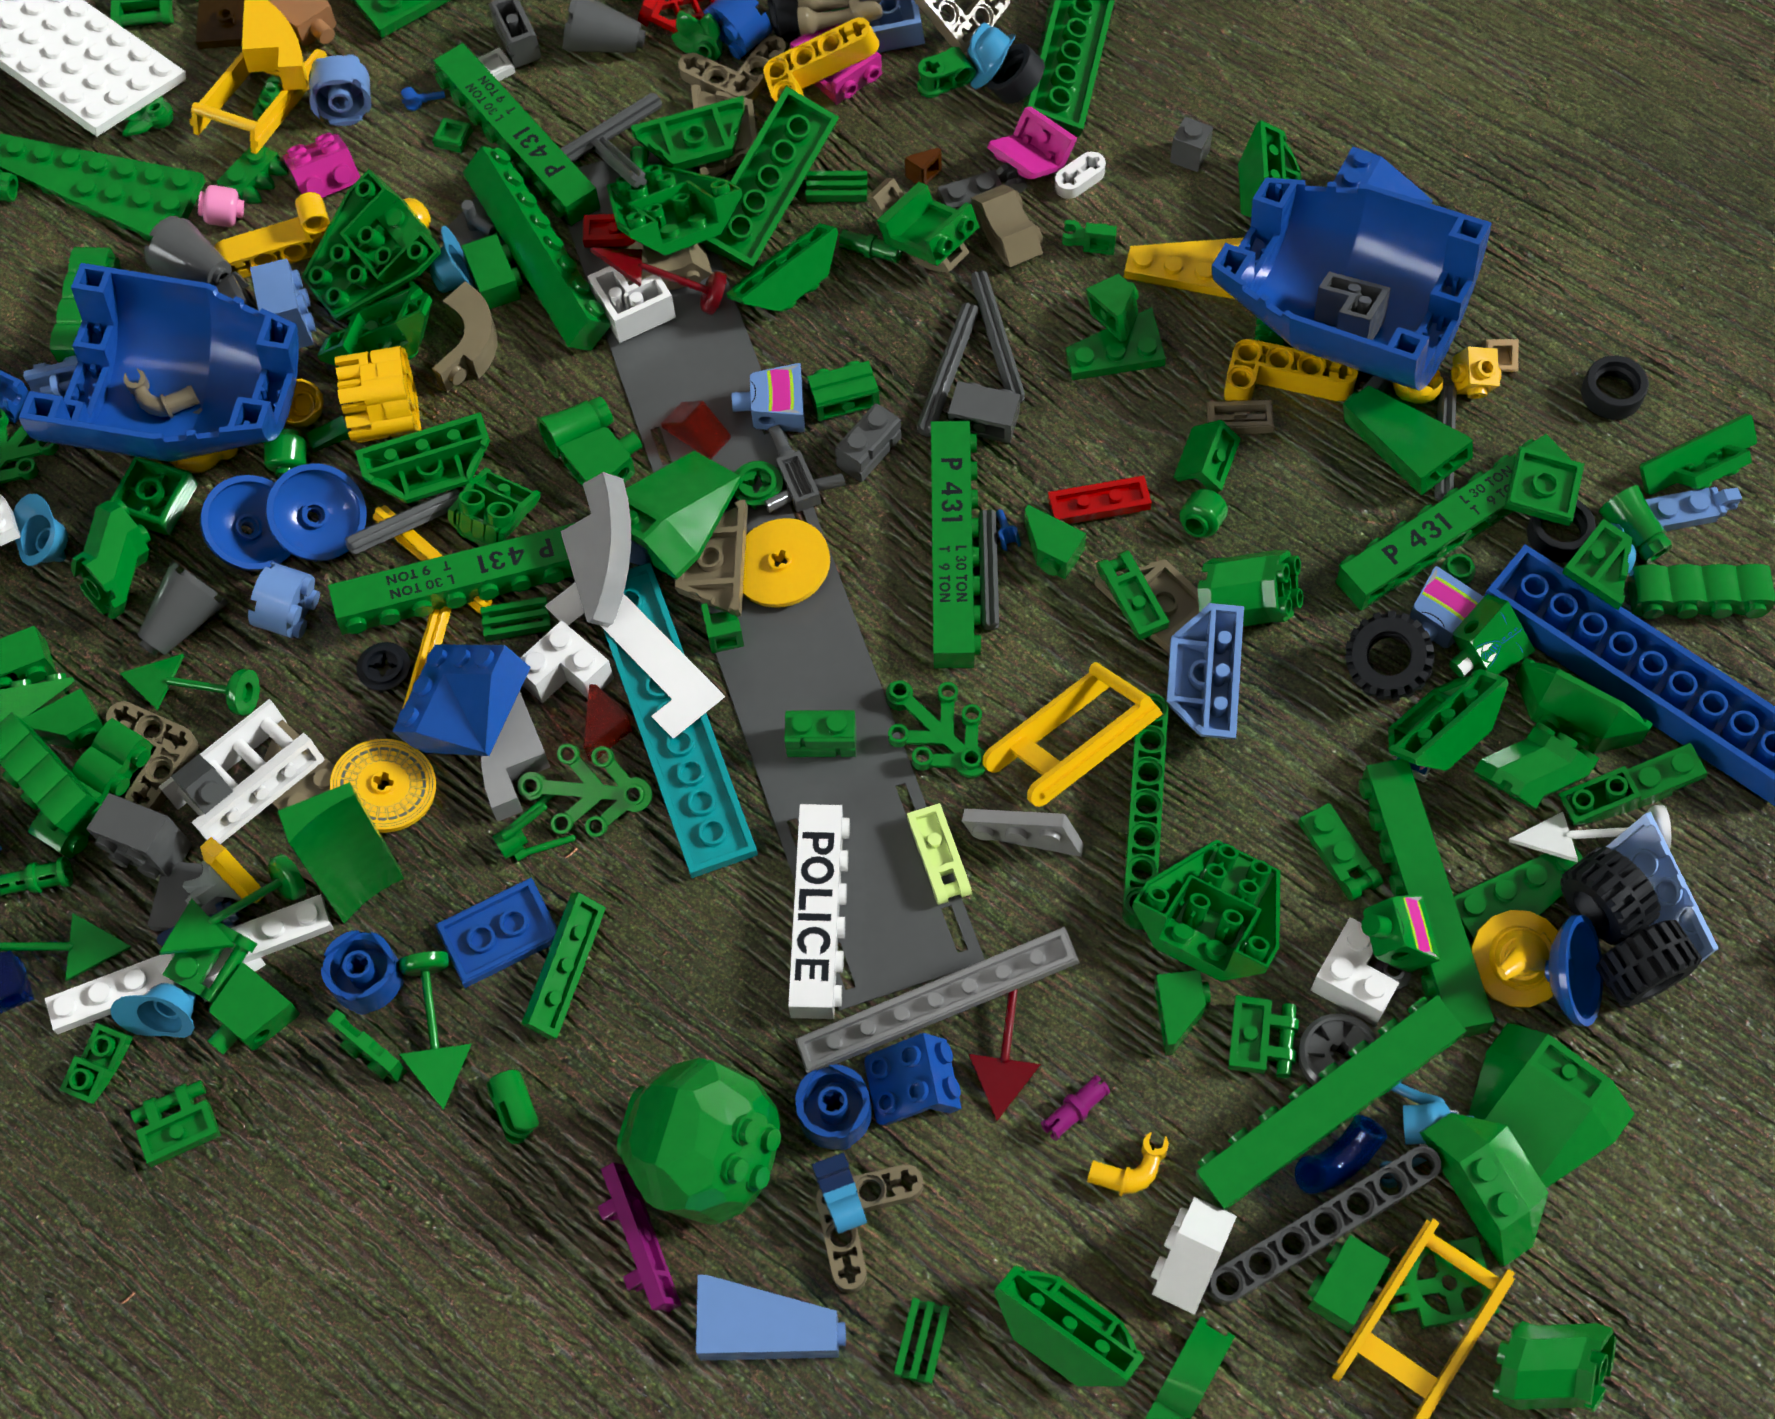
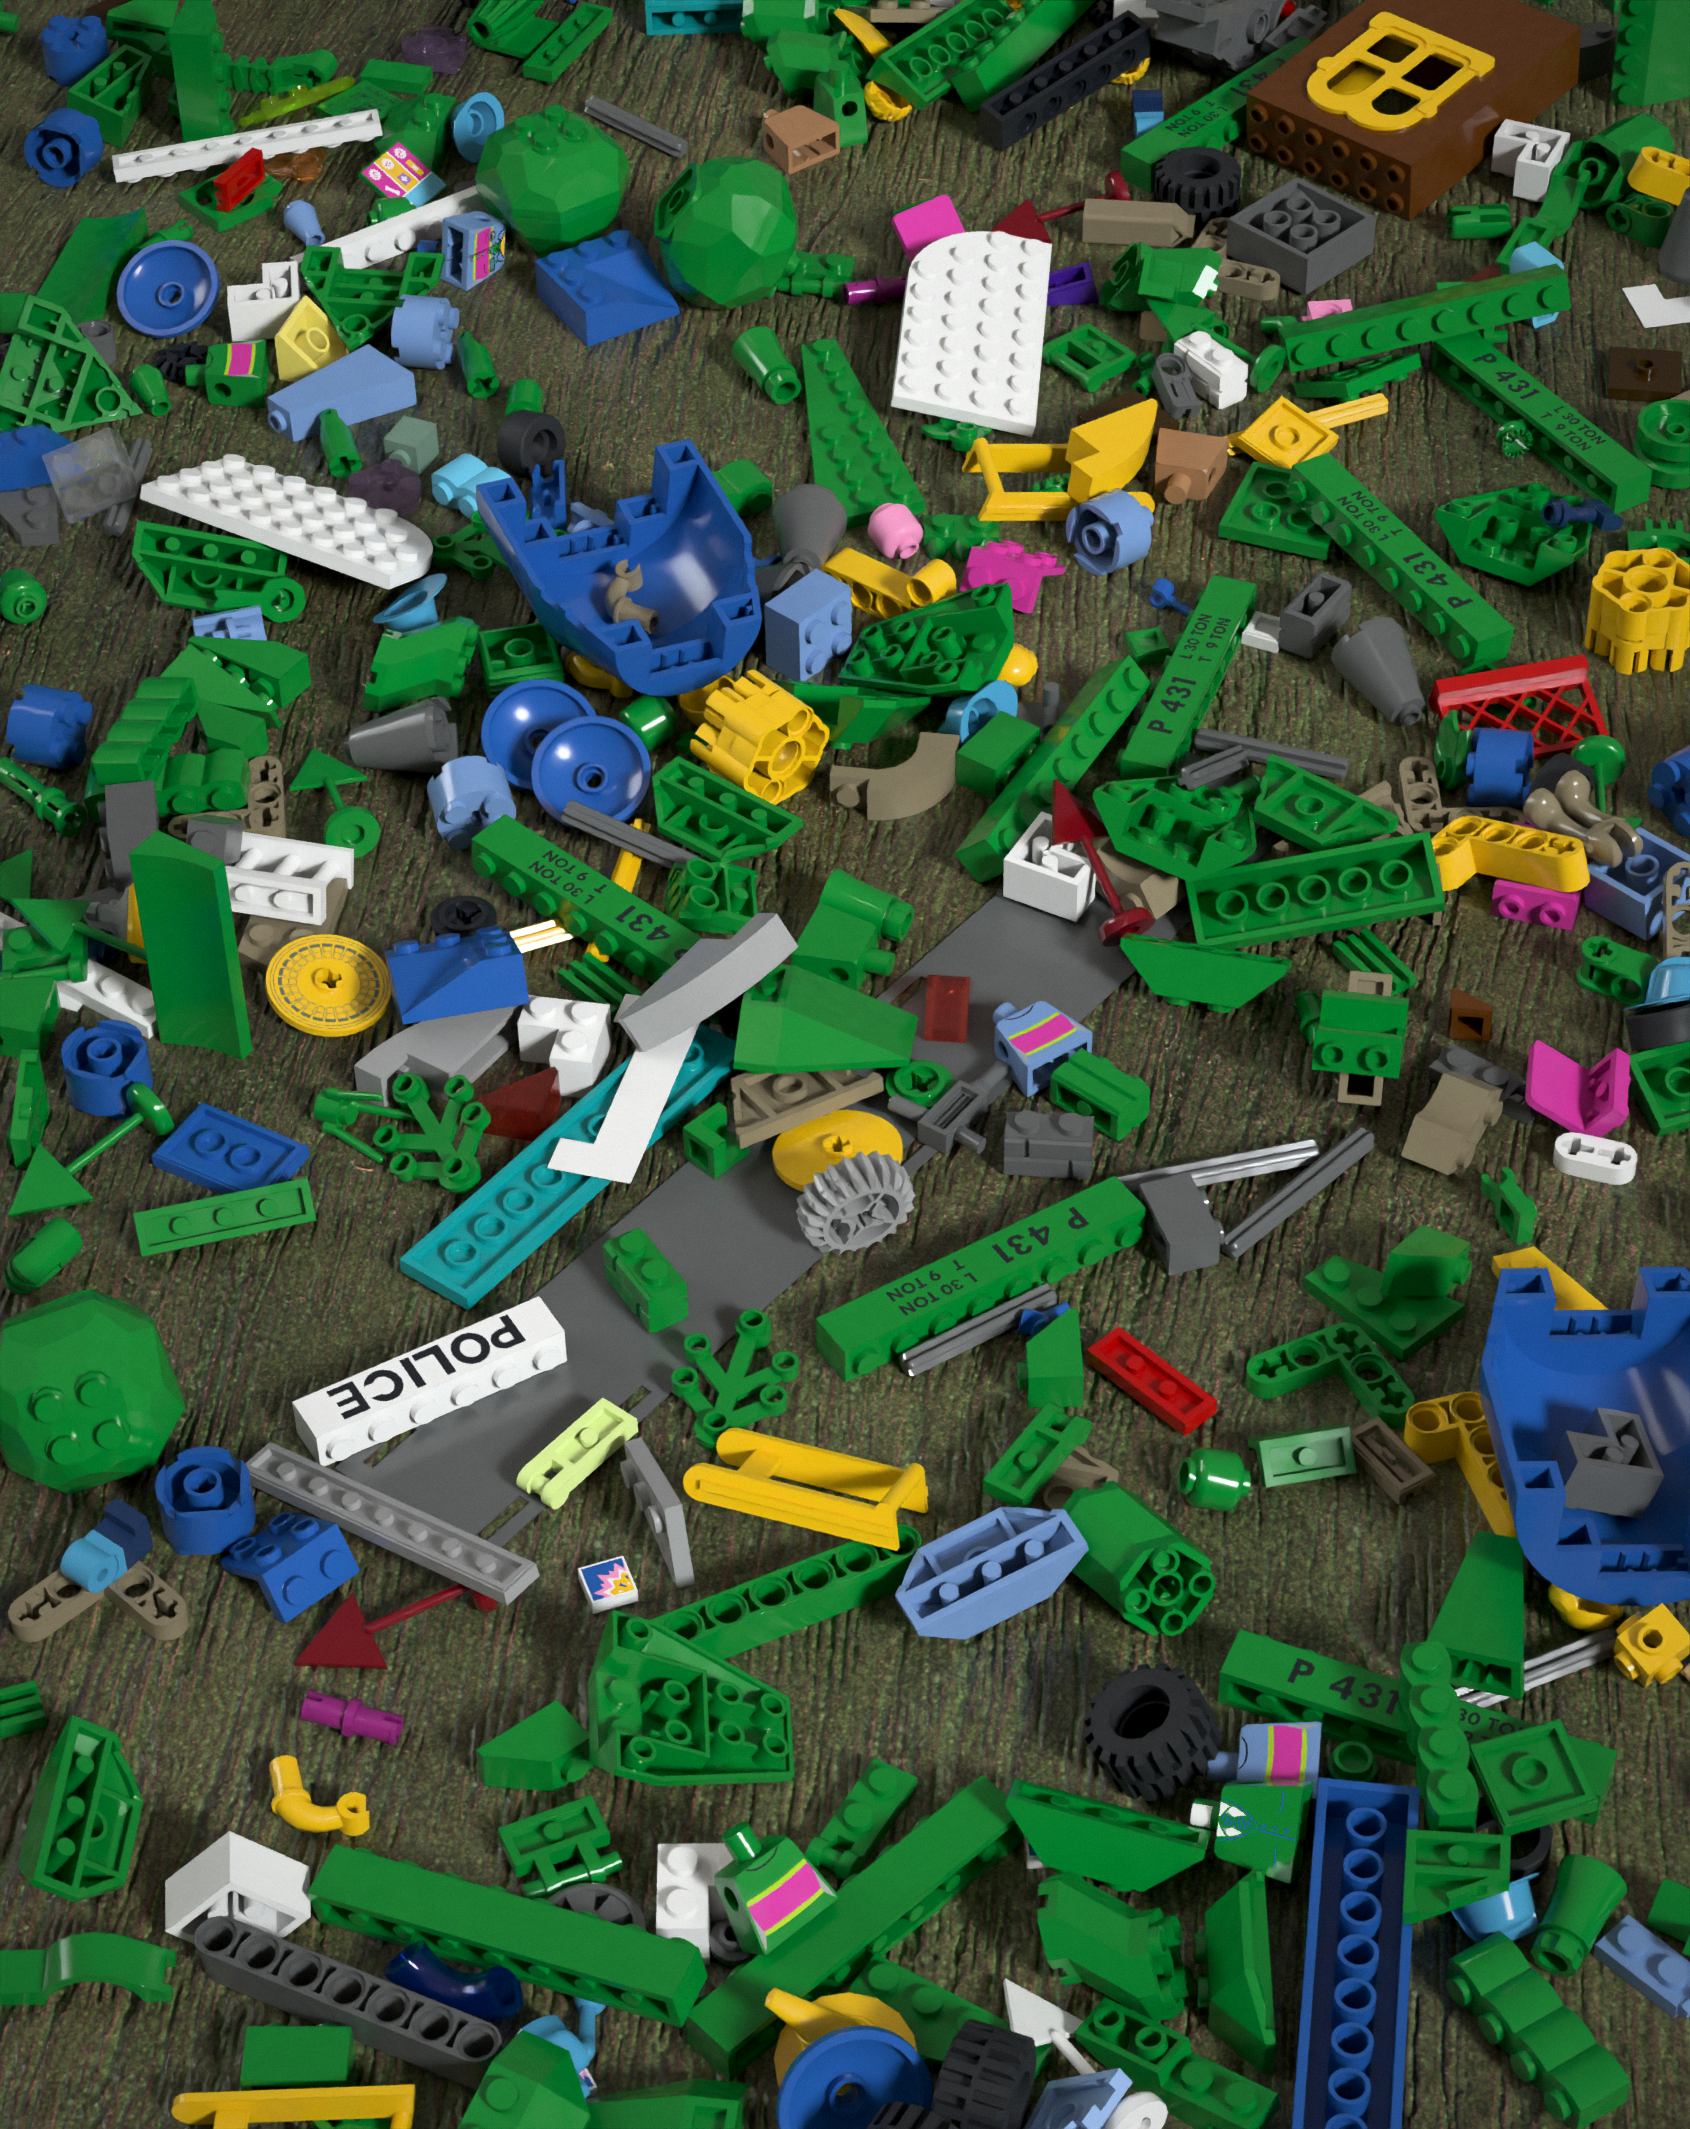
camera: 55 degrees right, 20 degrees down
(851, 575) = (855, 1203): none -> light grey gear
(1057, 895) = (608, 1584): none -> tile
(1144, 397) = (1333, 1360): none -> green beam
(1495, 511) = (1437, 1739): none -> green brick

